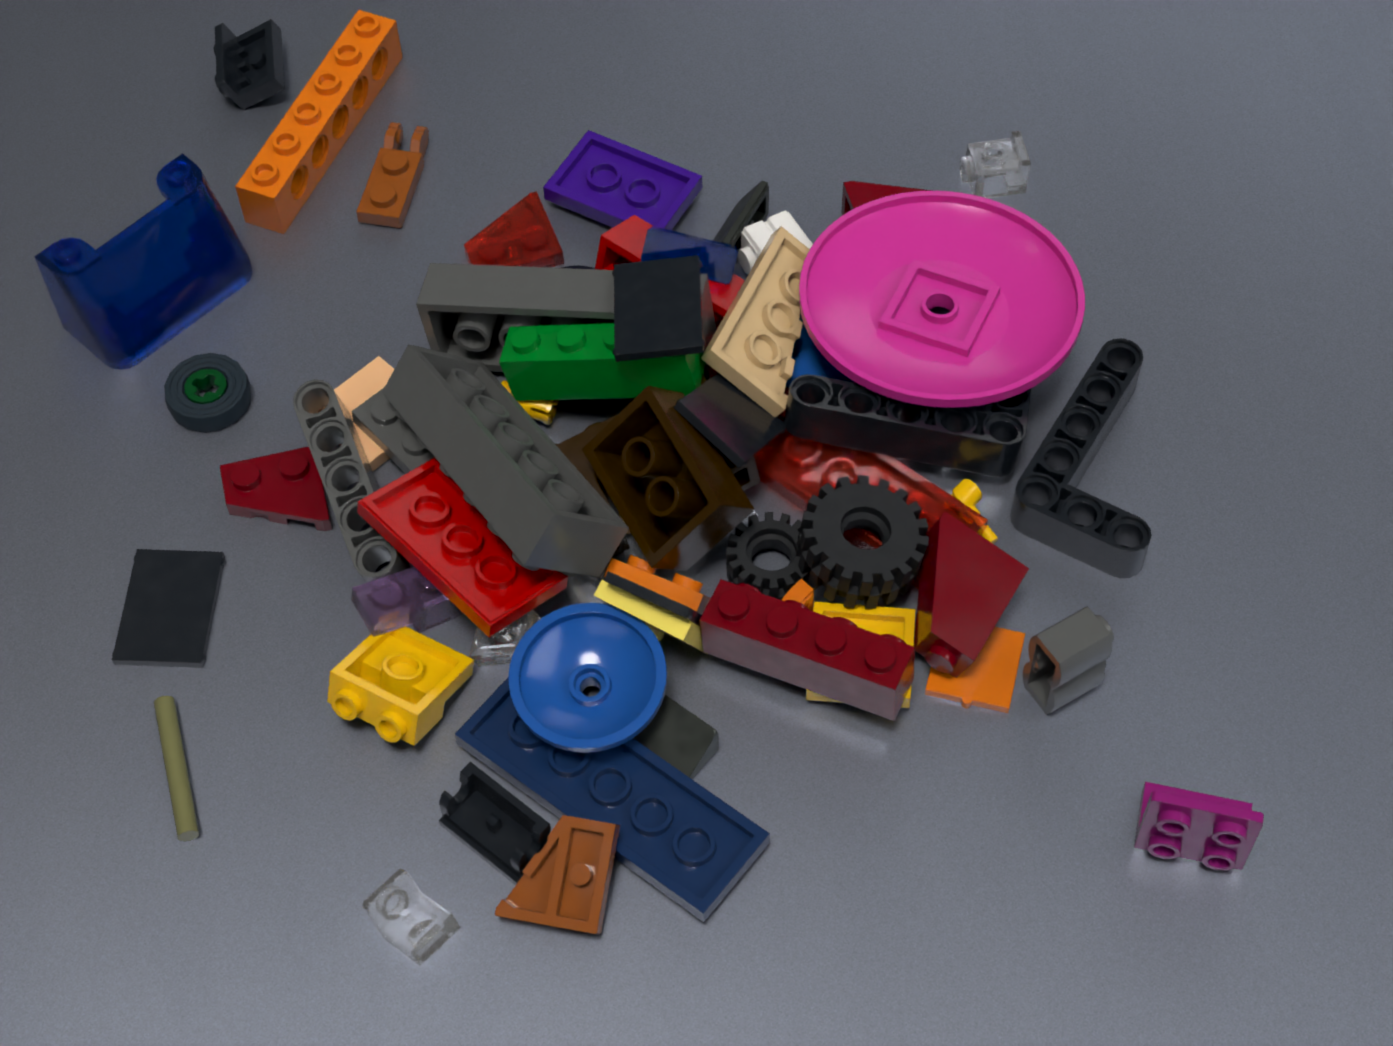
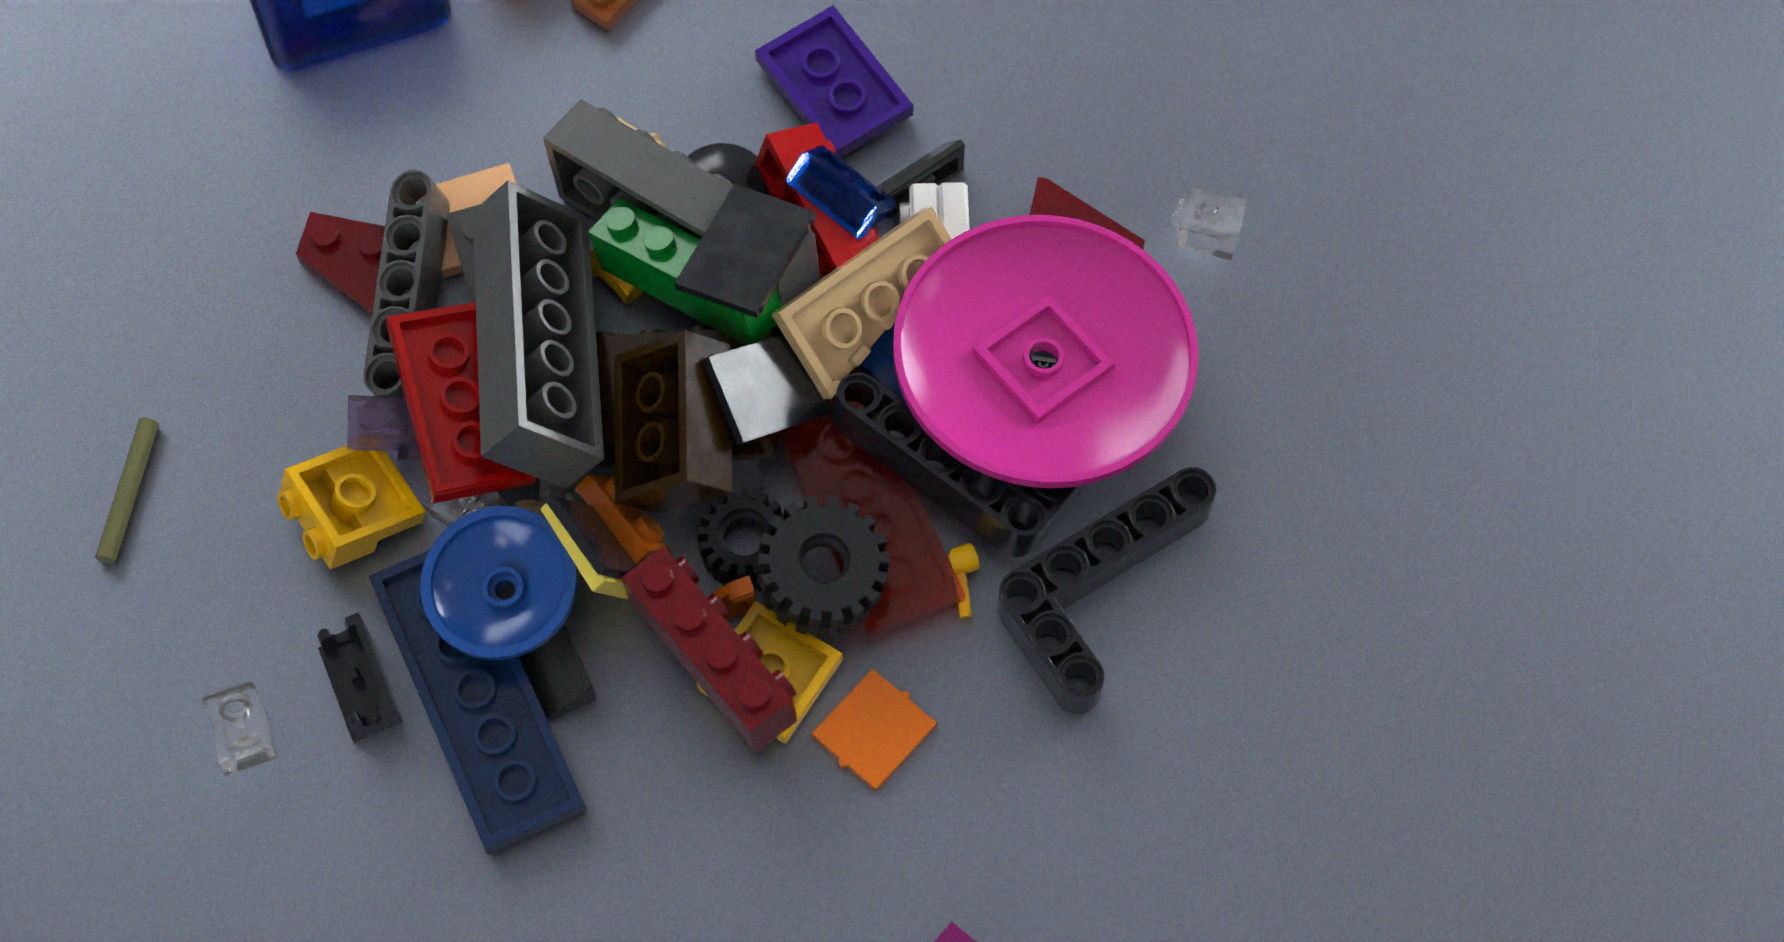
camera: 25 degrees right, 10 degrees up
(169, 608) = (200, 332): black piece -> none
(212, 410) = (337, 151): black bush -> none
(517, 238) = (700, 97): clear red wing -> none
(568, 878) = (388, 759): dark orange wing -> none
(961, 594) = (886, 662): dark red slope -> none
(1067, 659) = (945, 773): dark grey brick -> none

